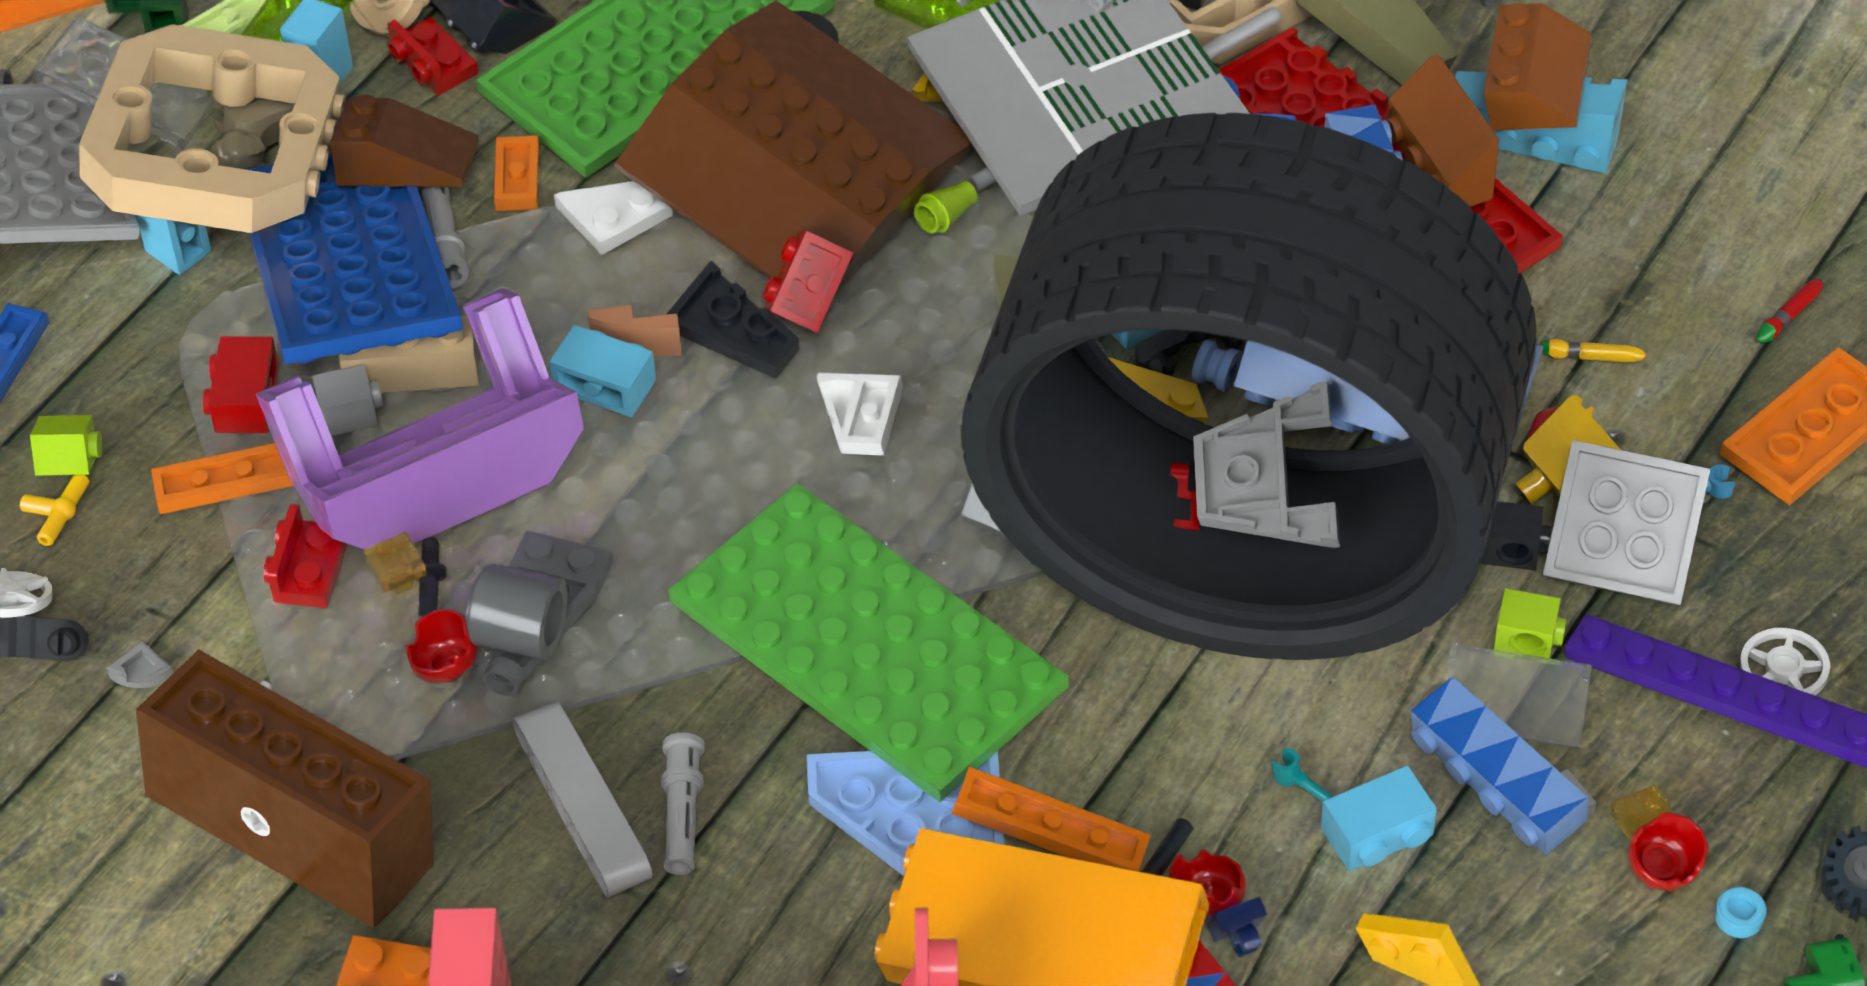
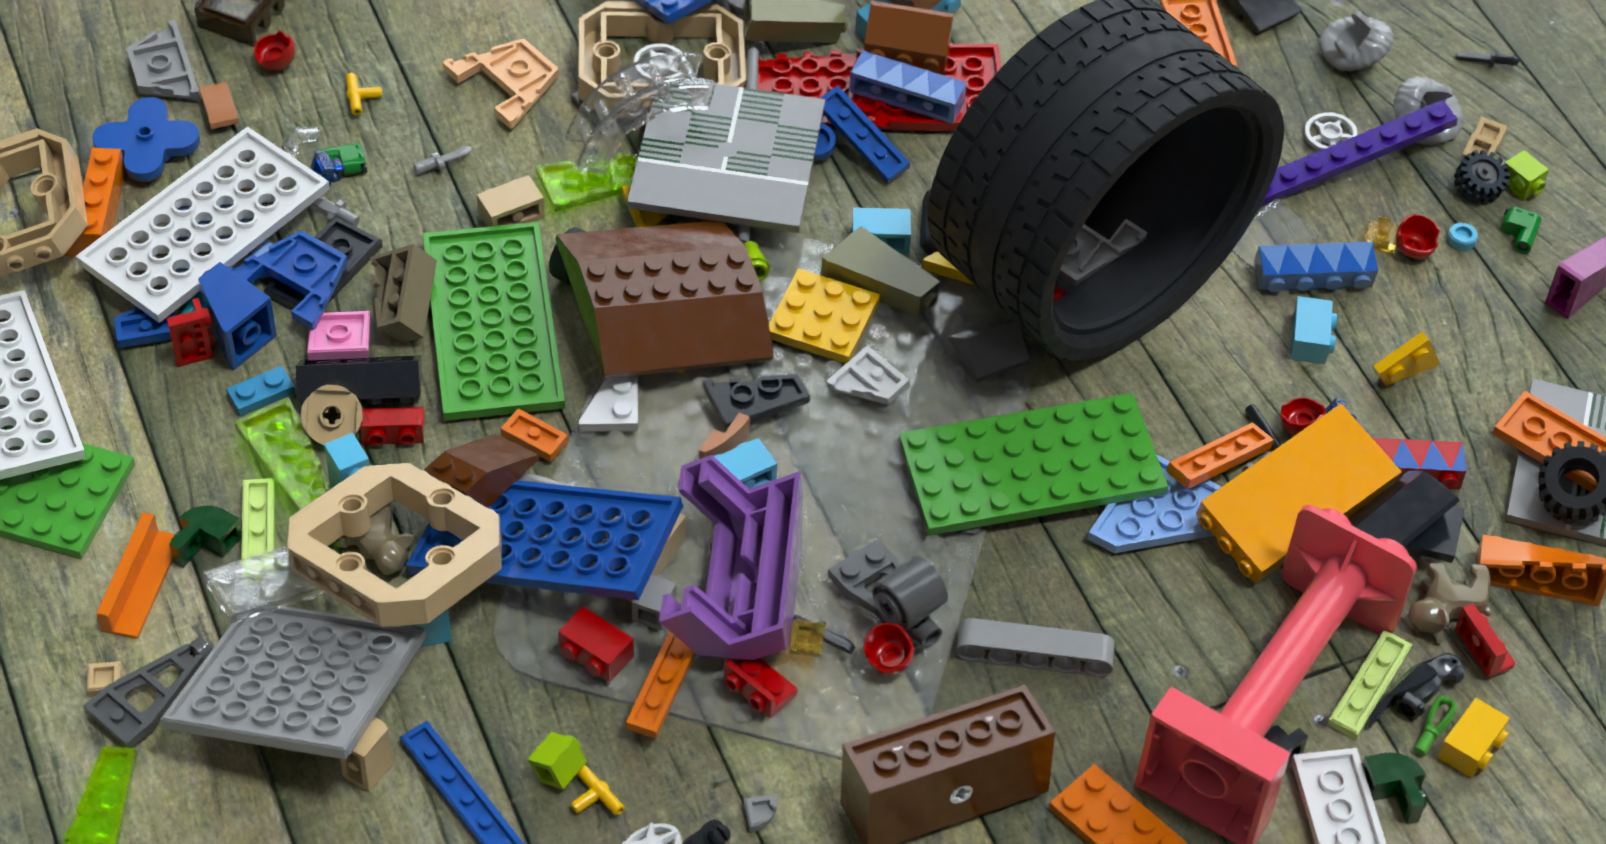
camera: 60 degrees left, 0 degrees up
(681, 784) = (1060, 598): light grey pin -> none
(806, 280) = (761, 345): bracket -> none
(923, 315) = (823, 316): none -> yellow plate
(1292, 775) = (1249, 346): teal hand -> none

